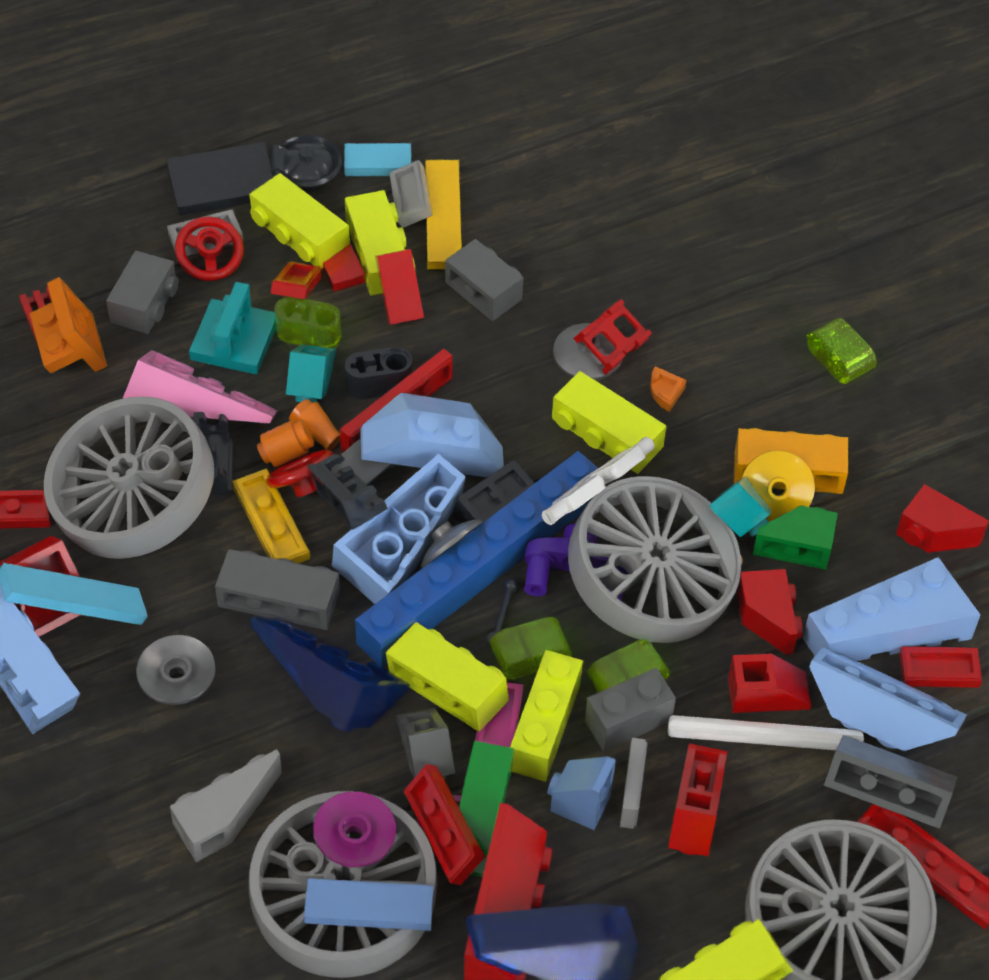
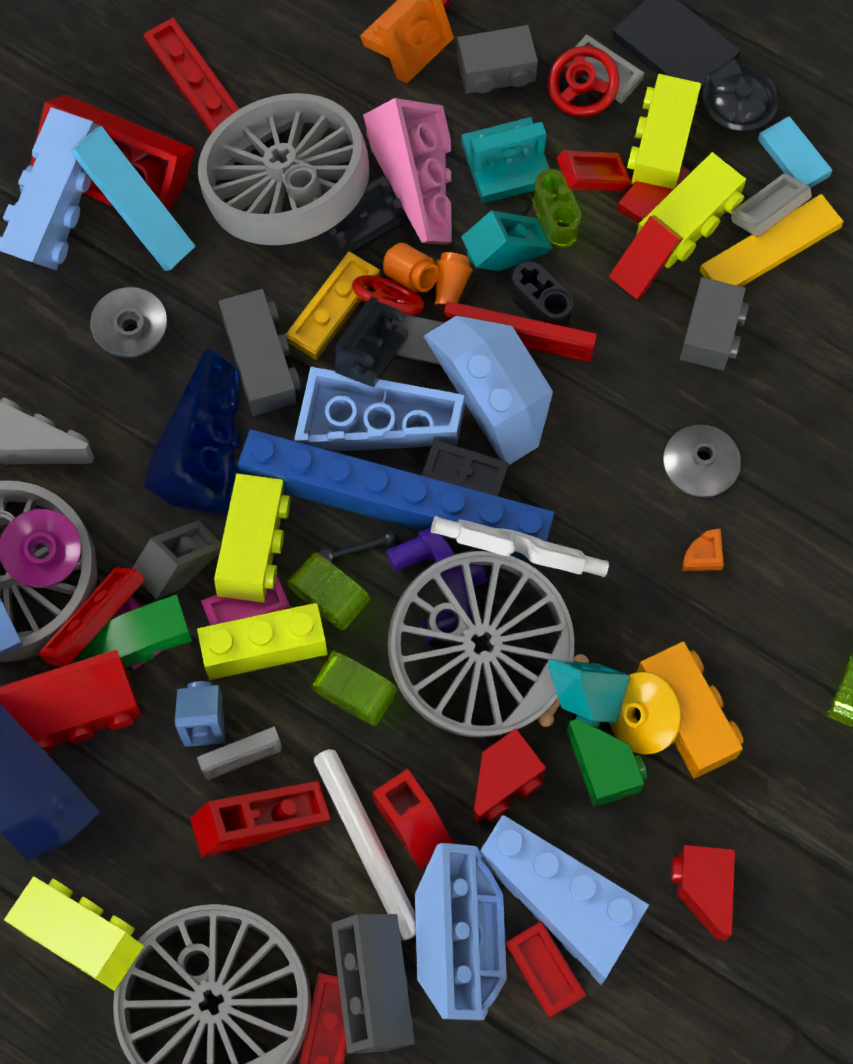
camera: 60 degrees right, 15 degrees up
(446, 537) = (387, 455): flat silver dish -> none
(605, 418) = (621, 519): neon yellow brick -> none
(622, 344) = (727, 458): red piece -> none
(629, 709) = (312, 709): dark grey brick -> none

